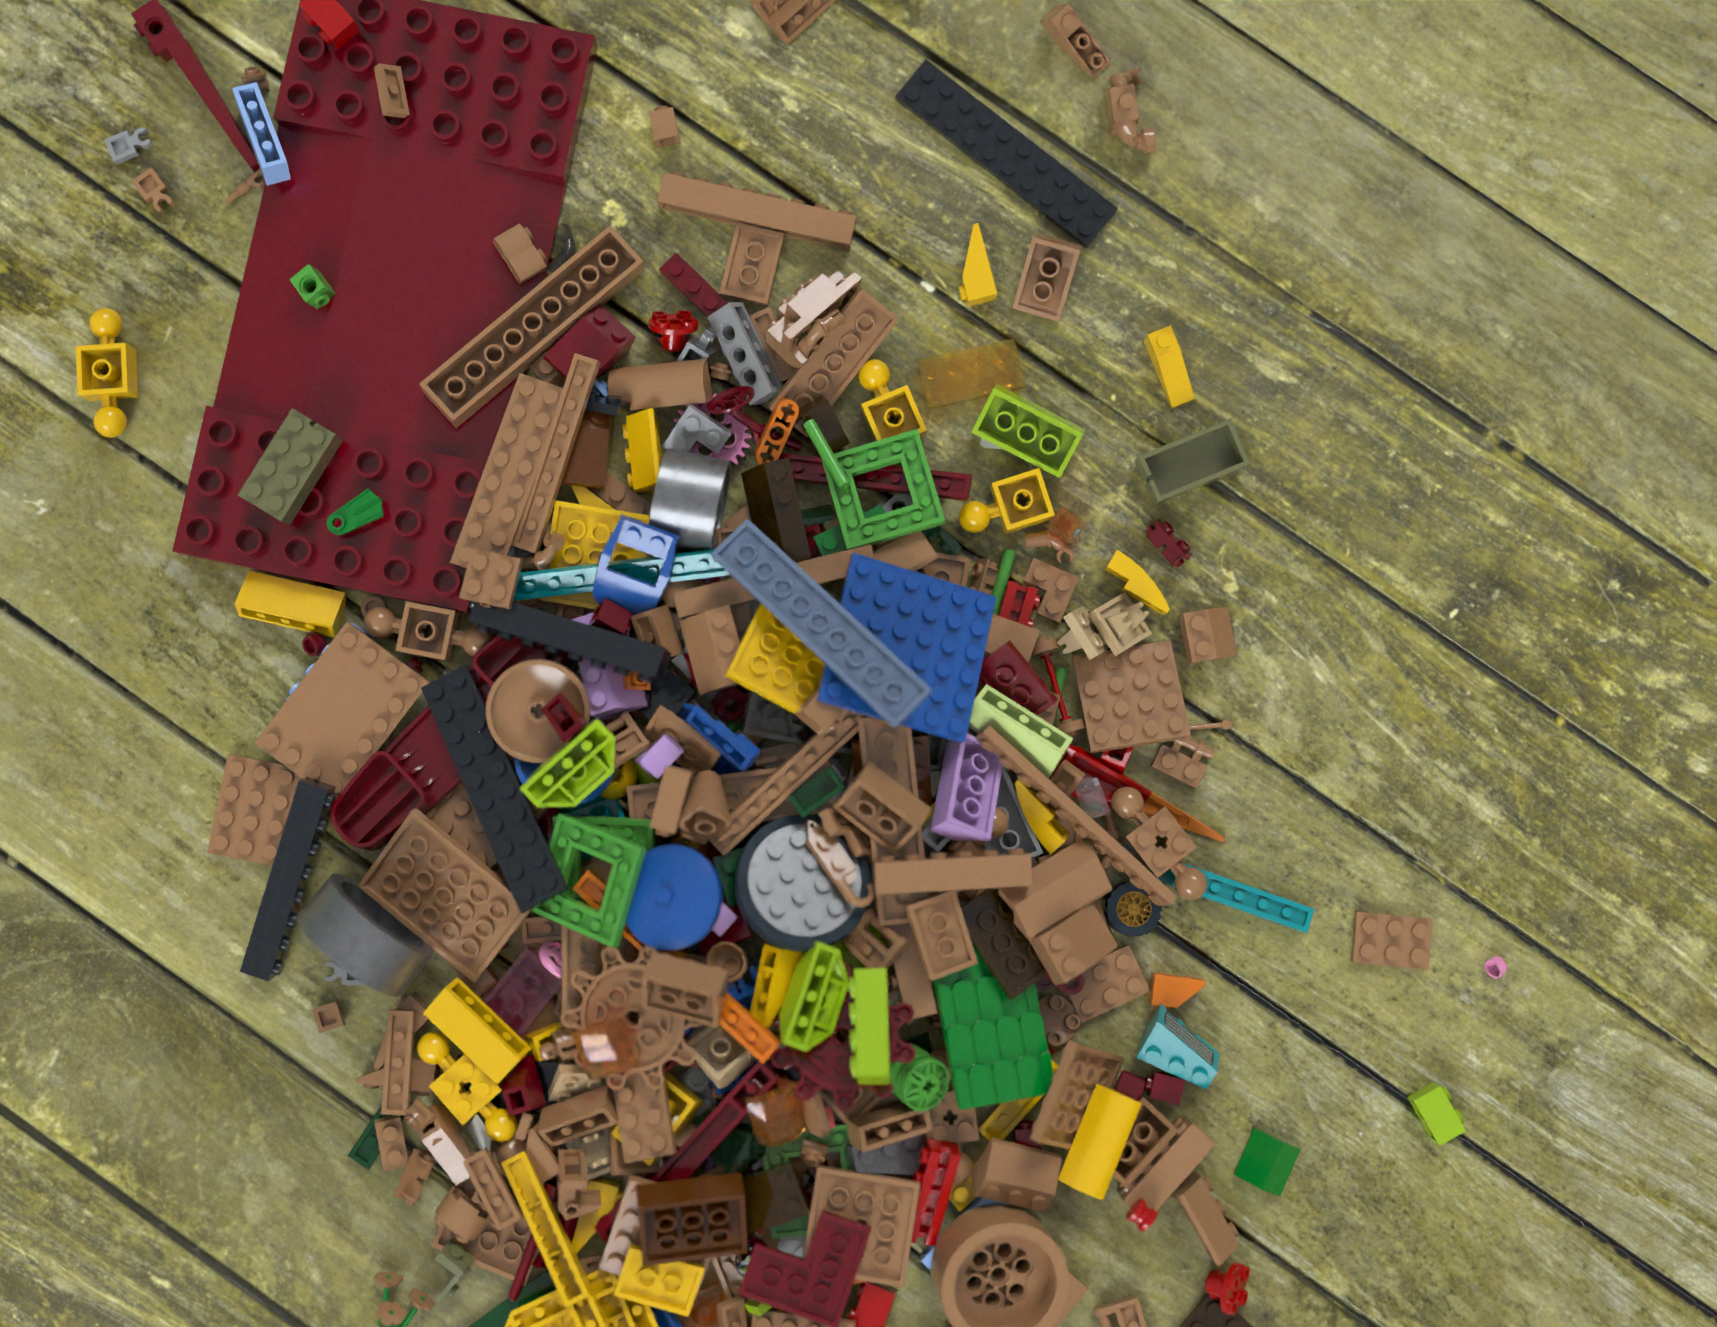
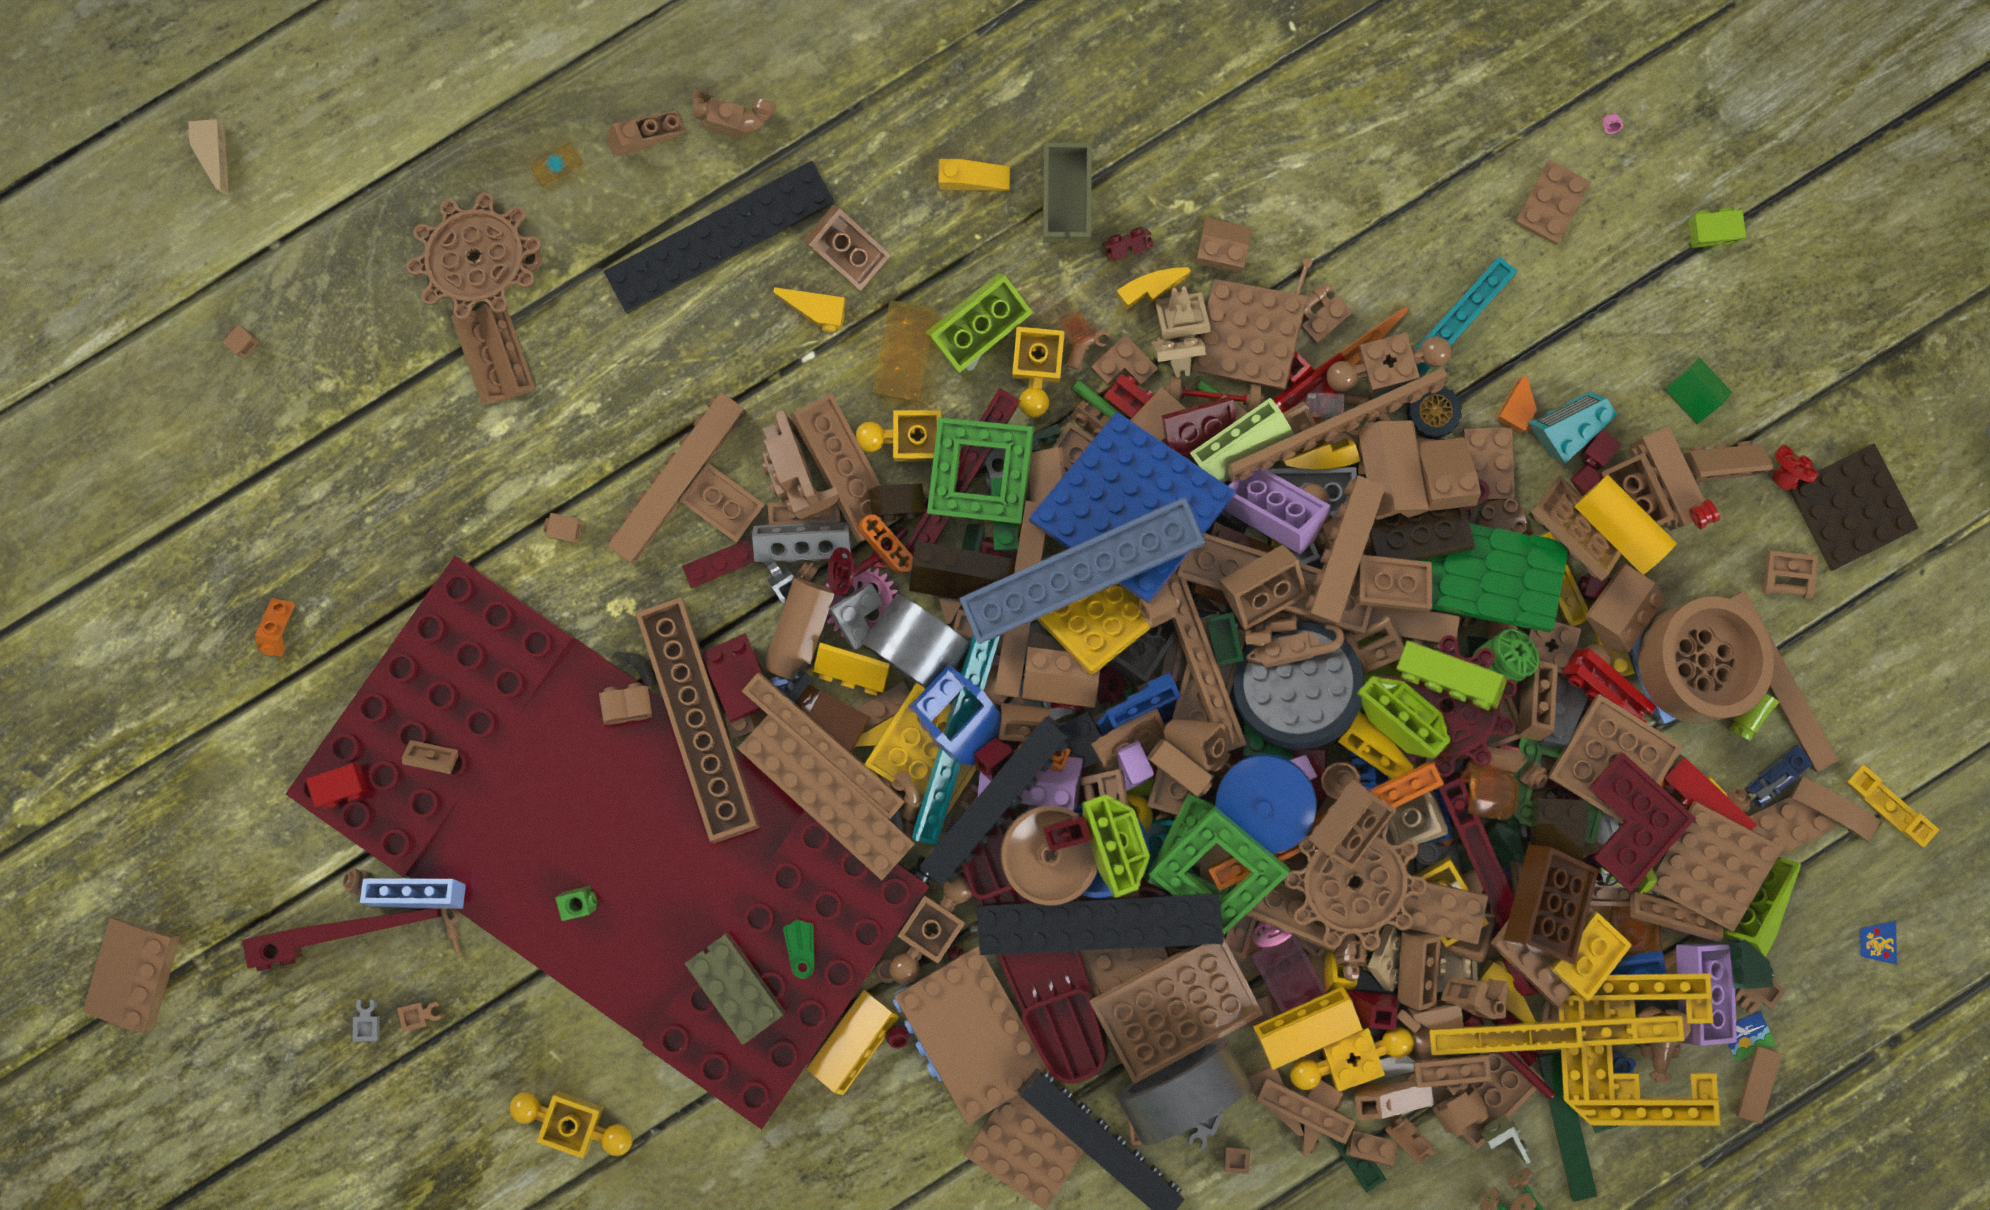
camera: 65 degrees left, 0 degrees up
(419, 1115) = (1360, 1111): medium nougat plate -> none
(491, 579) = (914, 848): medium nougat plate -> none
(605, 1049) = (1374, 918): clear orange slope -> none
(673, 328) = (751, 596): red plate -> none
(820, 329) = (815, 465): medium nougat piece -> none
(826, 454) = (927, 506): bright green piece -> none

